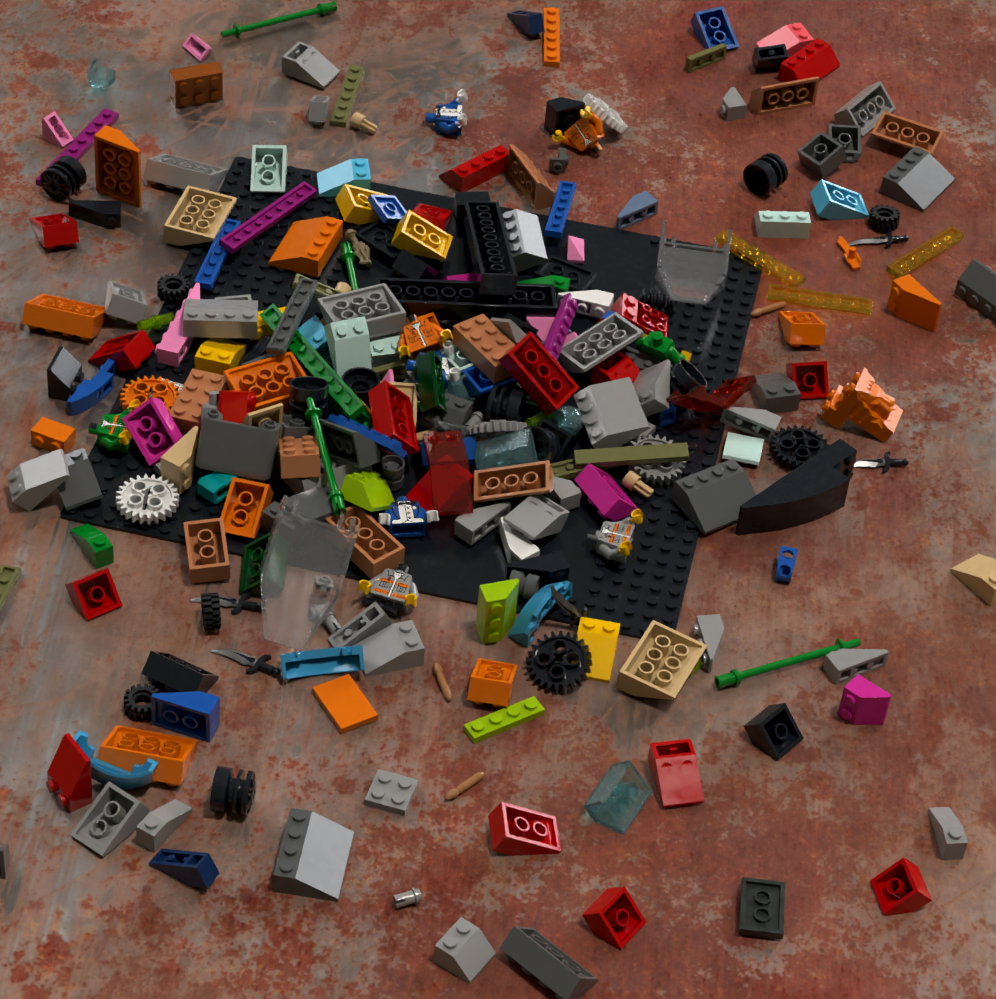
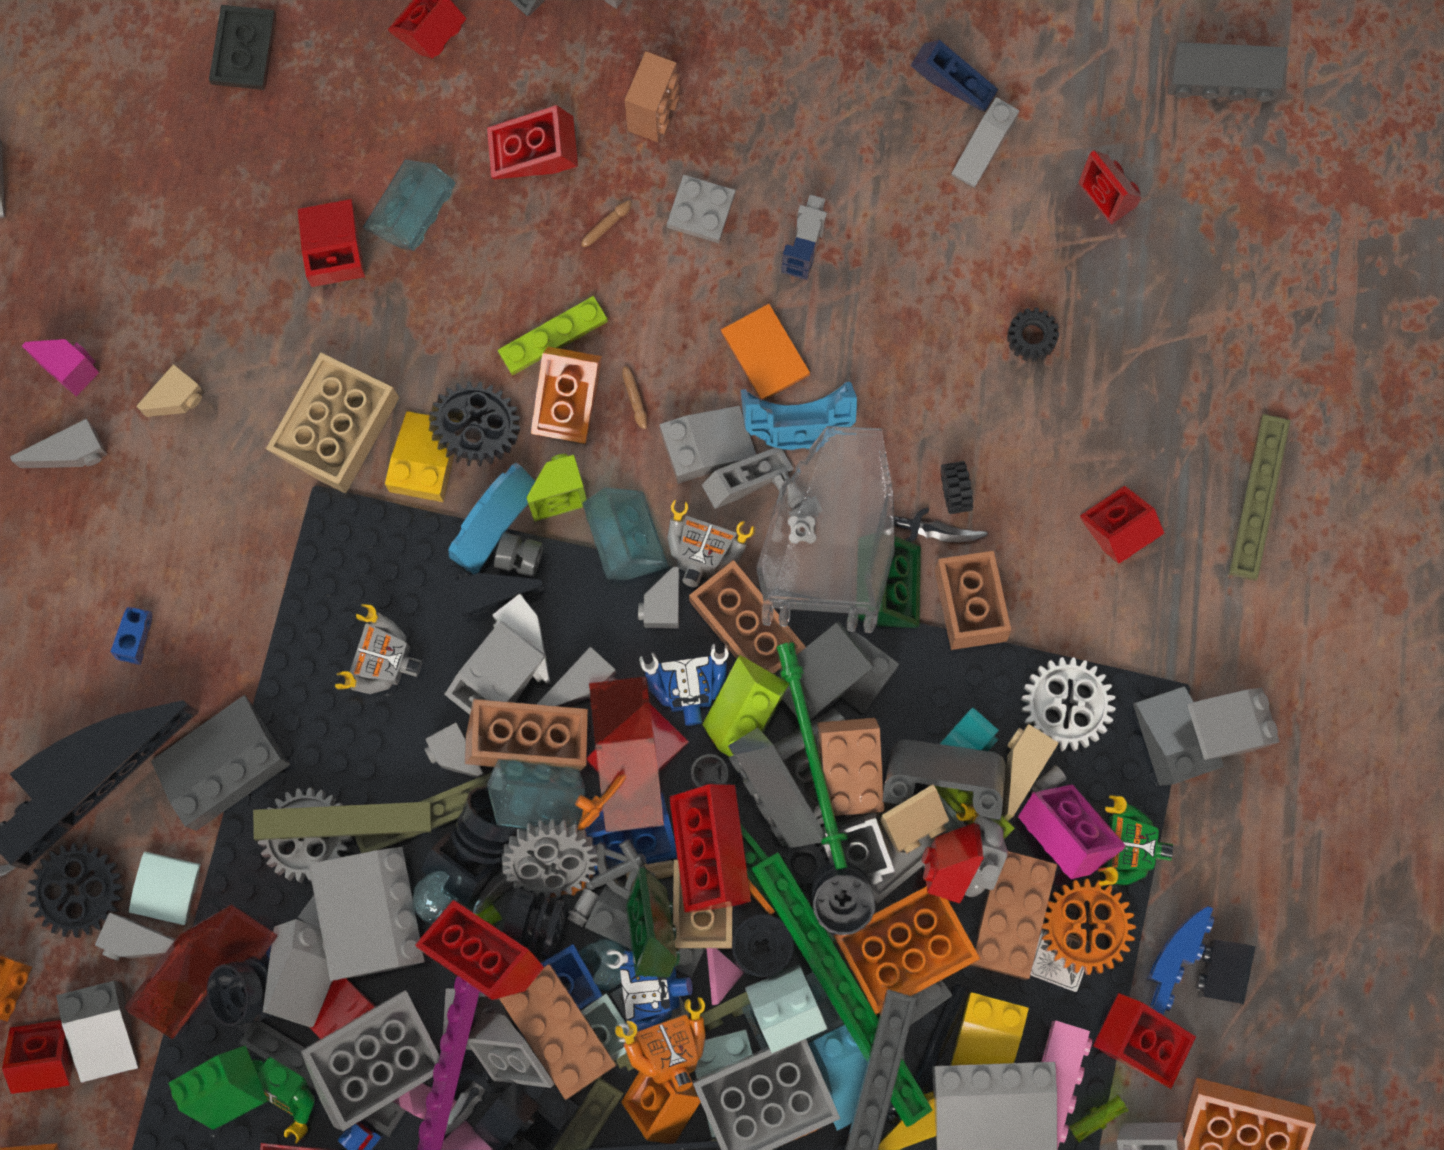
camera: 175 degrees left, 35 degrees up
(53, 435) = (1224, 843): orange brick -> none
(94, 545) = (1137, 626): green slope -> none
(104, 772) = (1061, 199): dark azure windscreen -> none
(109, 819) = (1052, 141): light grey slope -> none
(134, 746) = (1017, 250): orange slope -> none
(177, 673) = (988, 384): black slope -> none
(187, 713) = (970, 299): blue slope -> none
(232, 790) = (903, 176): black wheel -> none
(243, 658) = (899, 423): piece -> none
(244, 507) = (923, 690): orange slope -> none
(312, 856) = (796, 99): slope -> none
(314, 749) = (810, 226): none -> hips
(382, 440) = (749, 795): blue plate -> none
(387, 609) = (725, 520): black piece -> none
(407, 898) = (679, 45): light grey pin -> none
(423, 559) = (662, 602): none -> light grey slope
(429, 838) = (652, 97): none -> nougat brick
(448, 597) = (624, 533): none -> clear light blue slope
(468, 435) = (593, 807): none -> orange piece
(569, 608) = (447, 503): flat silver piece -> none
(604, 493) = (385, 754): dark pink slope -> none
(633, 482) = (342, 783): tan piece -> none
(695, 345) = (219, 1089): none -> green slope
(709, 631) = (258, 487): light grey slope -> none
(735, 677) = (230, 420): green bar -> none
(774, 730) = (192, 324): black slope -> none
(780, 689) = (171, 395): none -> tan slope
(900, 888) = (63, 77): red slope -> none

